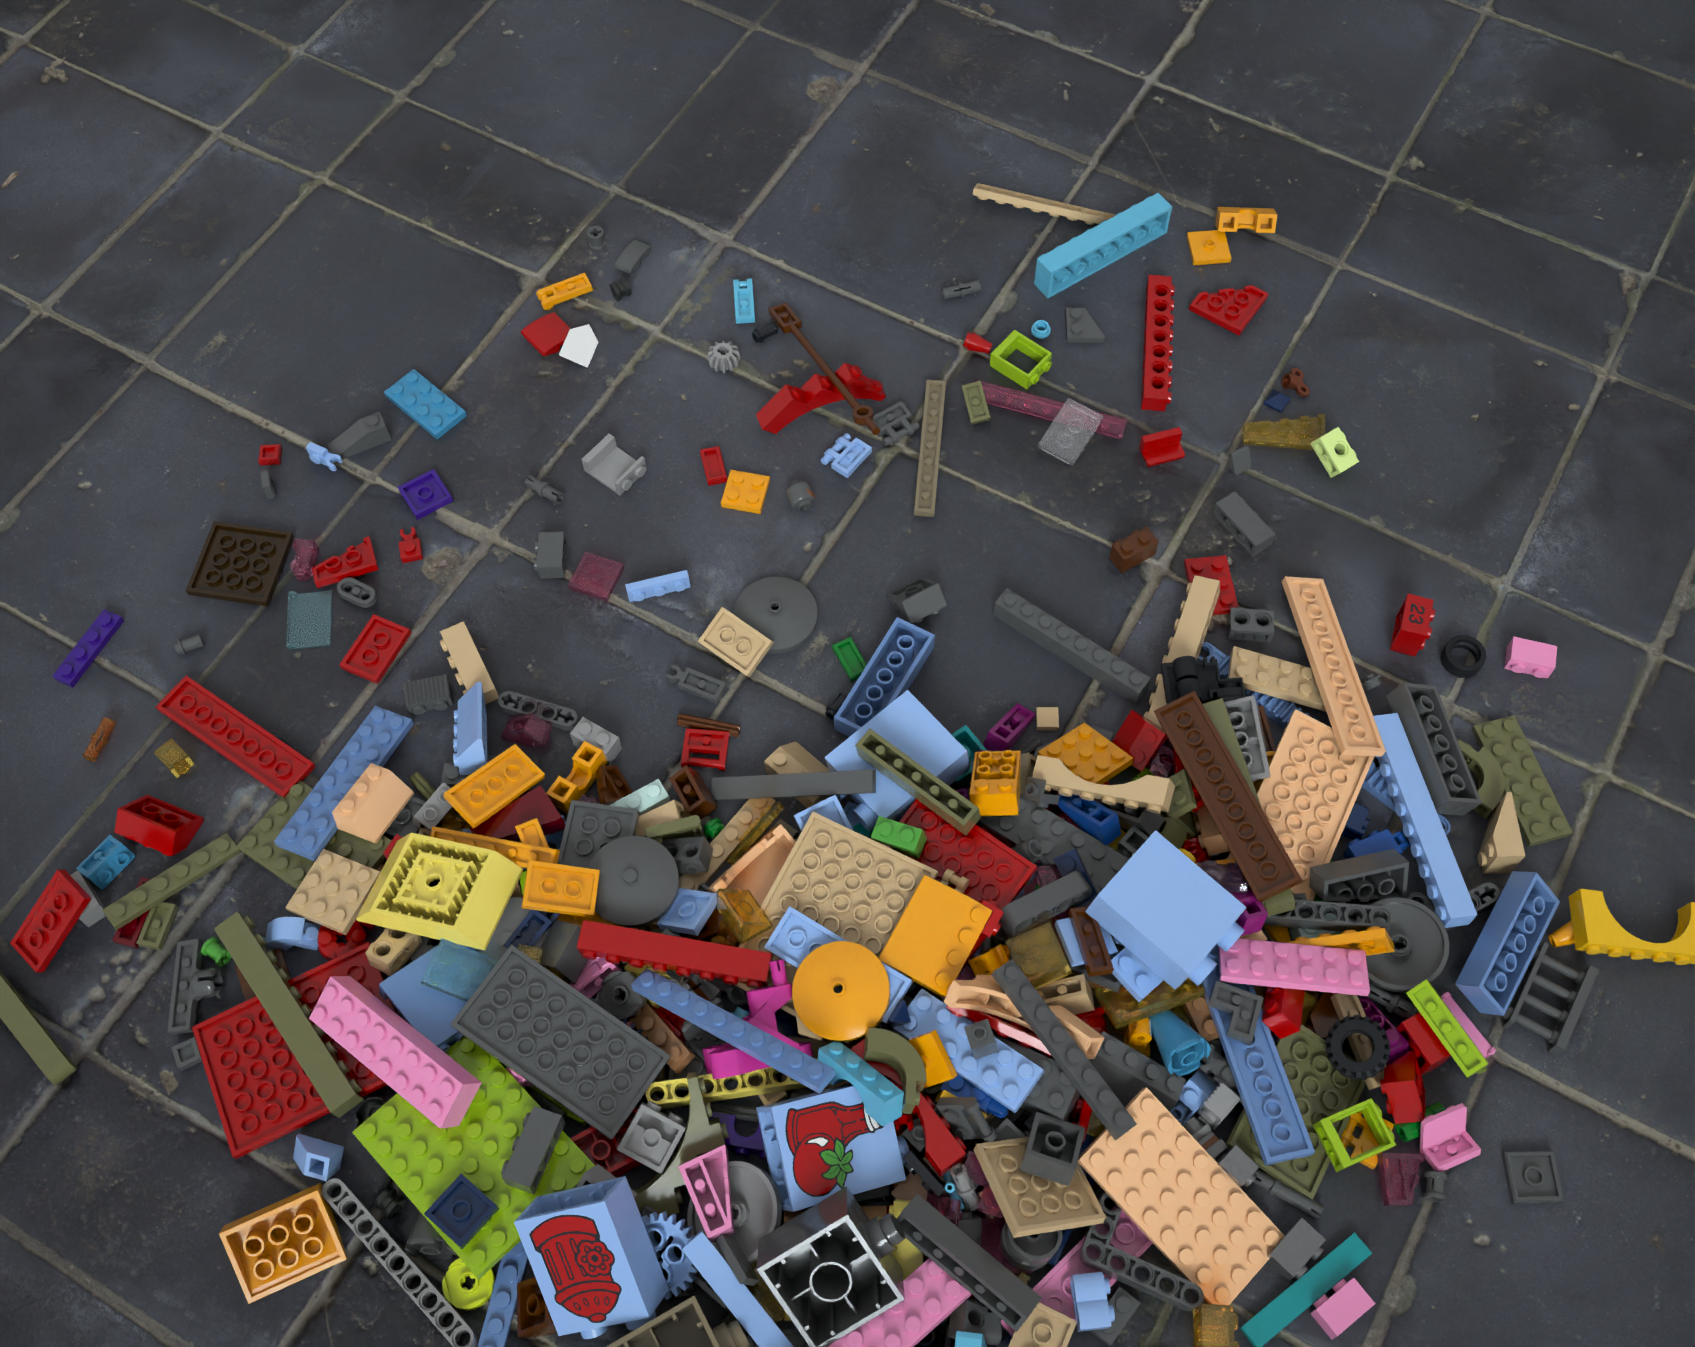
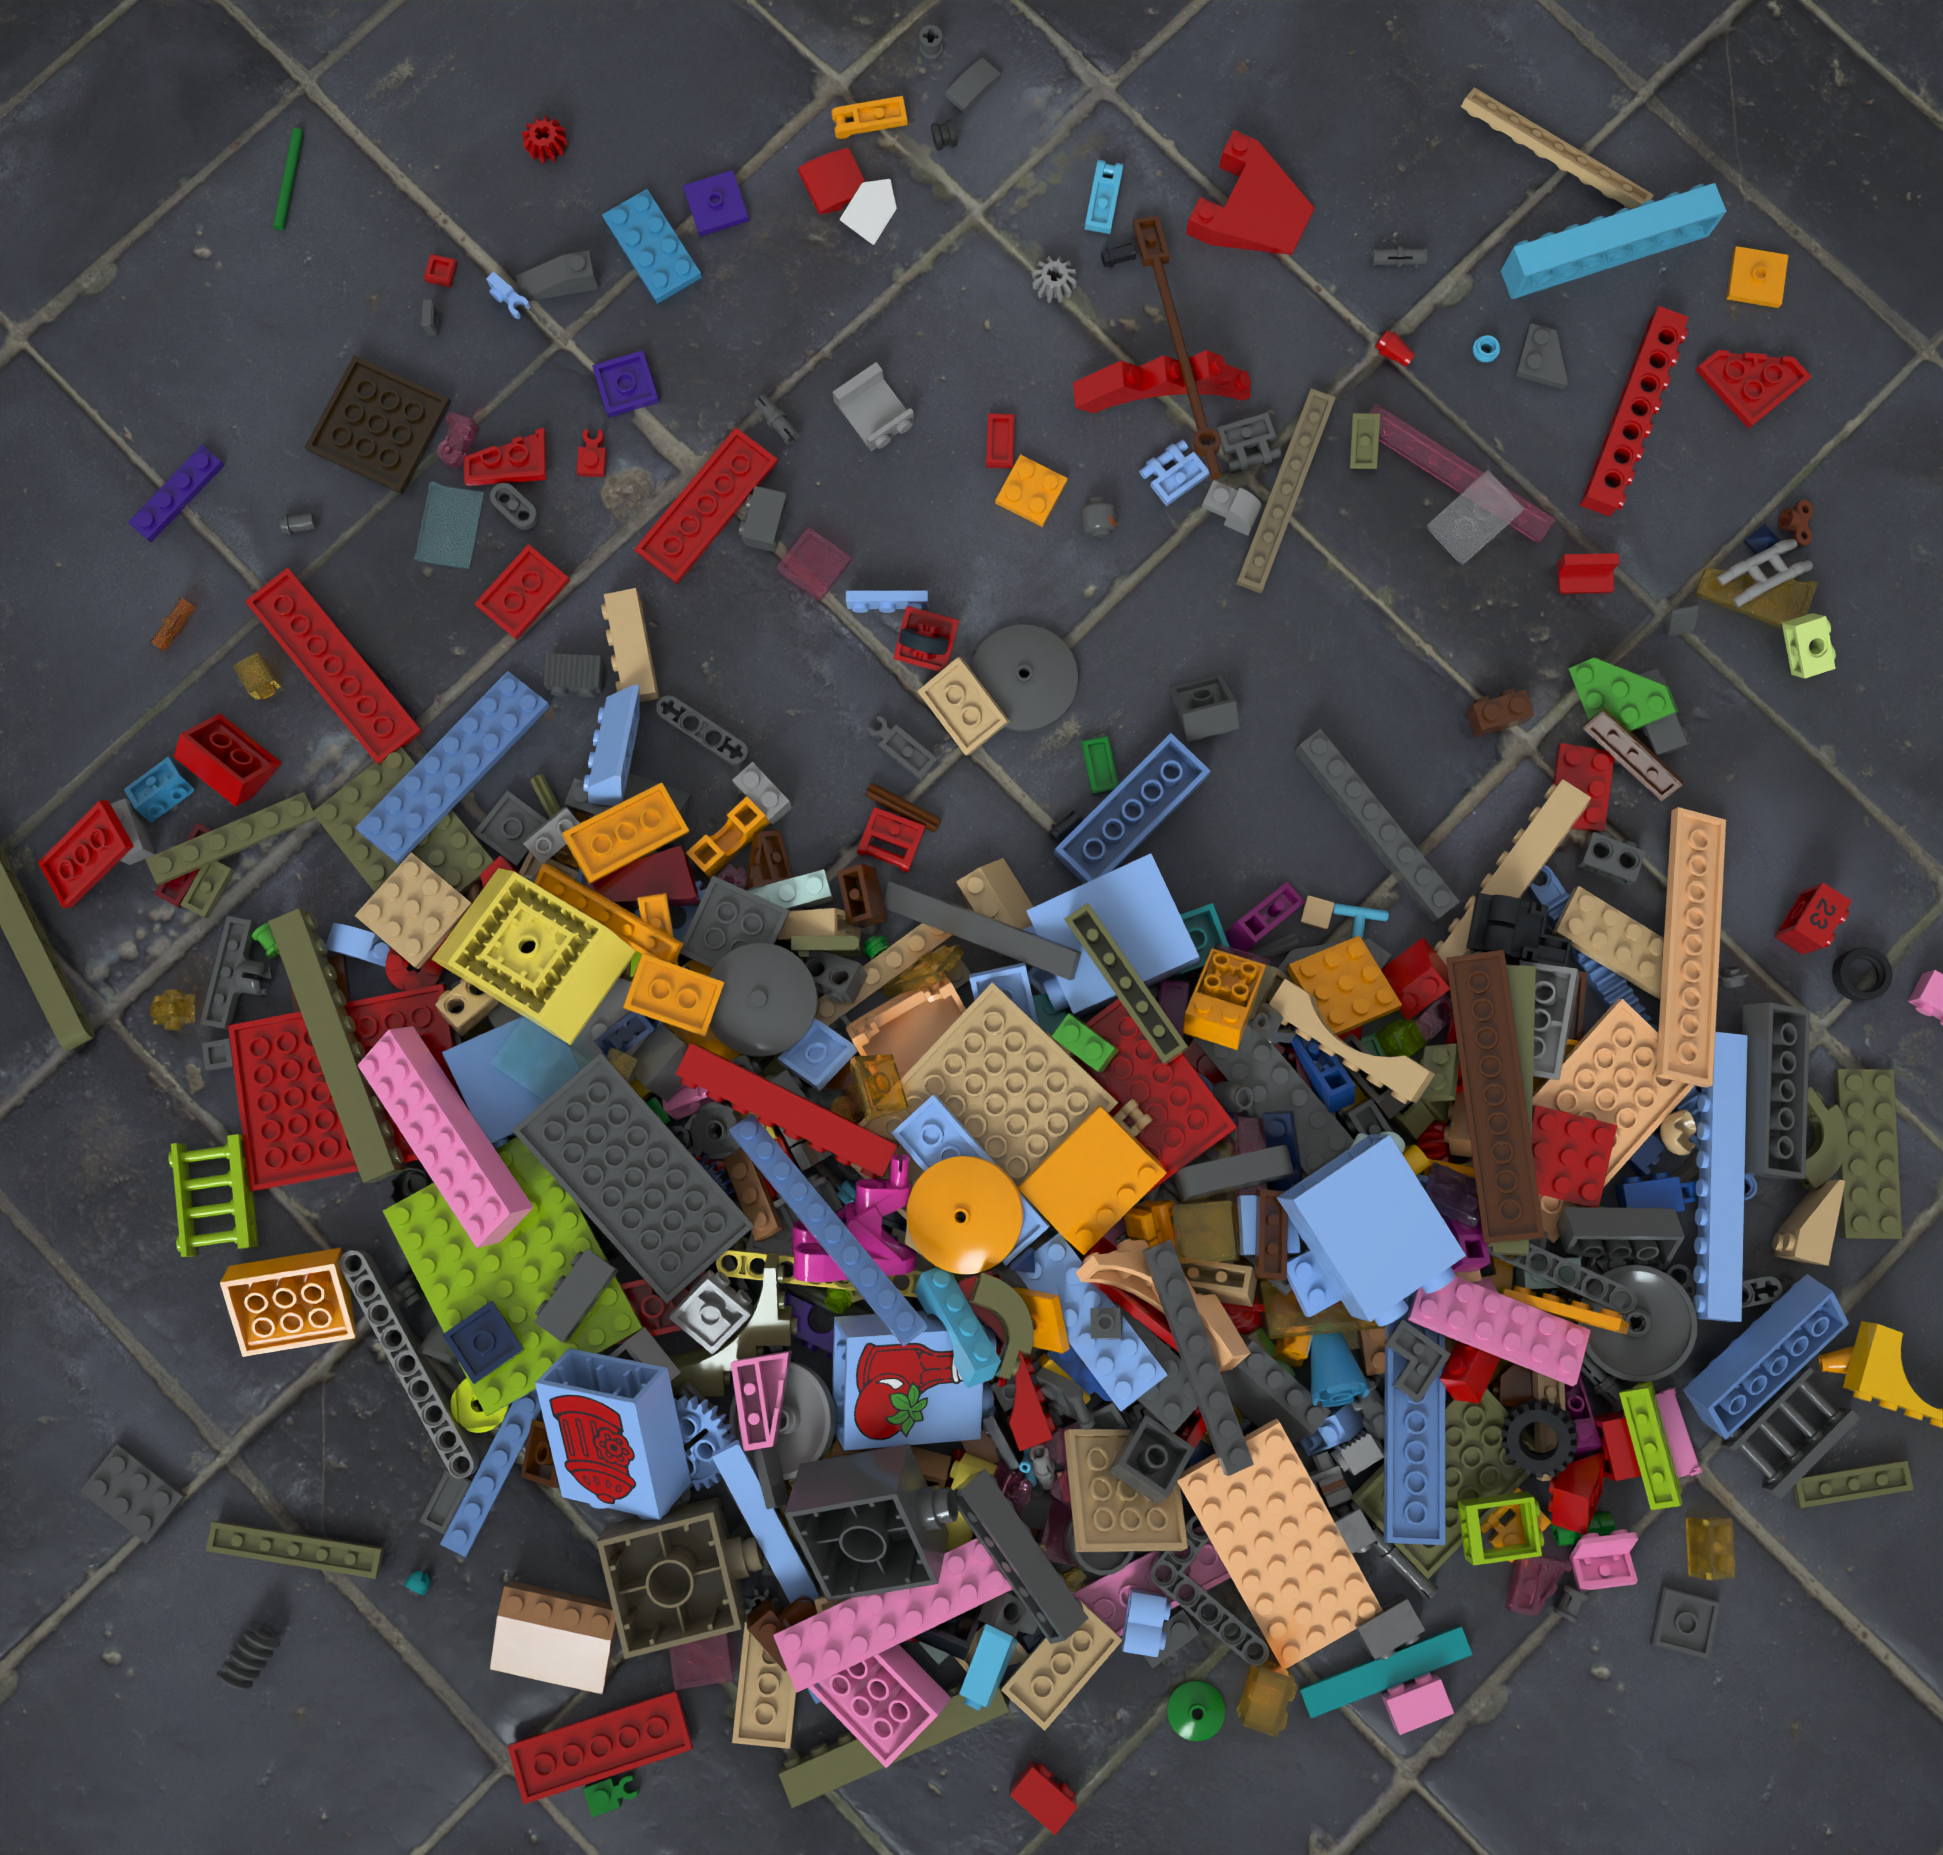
camera: 15 degrees right, 20 degrees up
(142, 1025) = (173, 1009): none -> clear yellow brick
(143, 424) = (288, 179): none -> green bar
(225, 1173) = (241, 1205): none -> lime fence
(317, 1157) = (342, 1219): light blue slope -> none
(331, 355) = (544, 139): none -> red gear
(372, 803) = (479, 809): light nougat slope -> none
(466, 367) = (716, 203): none -> dark purple plate
(504, 558) = (706, 506): none -> red plate
(527, 730) = (682, 756): clear pink slope -> none
(694, 603) = (926, 638): none -> red plate
(752, 1102) = (838, 1300): none -> clear neon green plate
(854, 283) = (1263, 209): none -> red wedge
(900, 462) = (1236, 506): none -> light grey brick
(992, 924) = (1165, 1184): red bracket -> none
(1029, 348) = (1462, 376): lime window -> none
(1080, 711) = (1360, 915): none -> medium azure piece
(1215, 517) = (1623, 693): none -> bright green plate
(1239, 551) = (1633, 754): none -> tile
(1258, 219) = (1840, 252): light orange arch -> none
(1286, 422) = (1762, 583): none -> light grey piece
(1302, 829) = (1571, 1155): none -> red plate
(1373, 796) = (1676, 1131): none -> tan hair
(1527, 1108) = (1710, 1548): none -> clear yellow bracket
(1615, 1026) = (1853, 1483): none -> olive plate

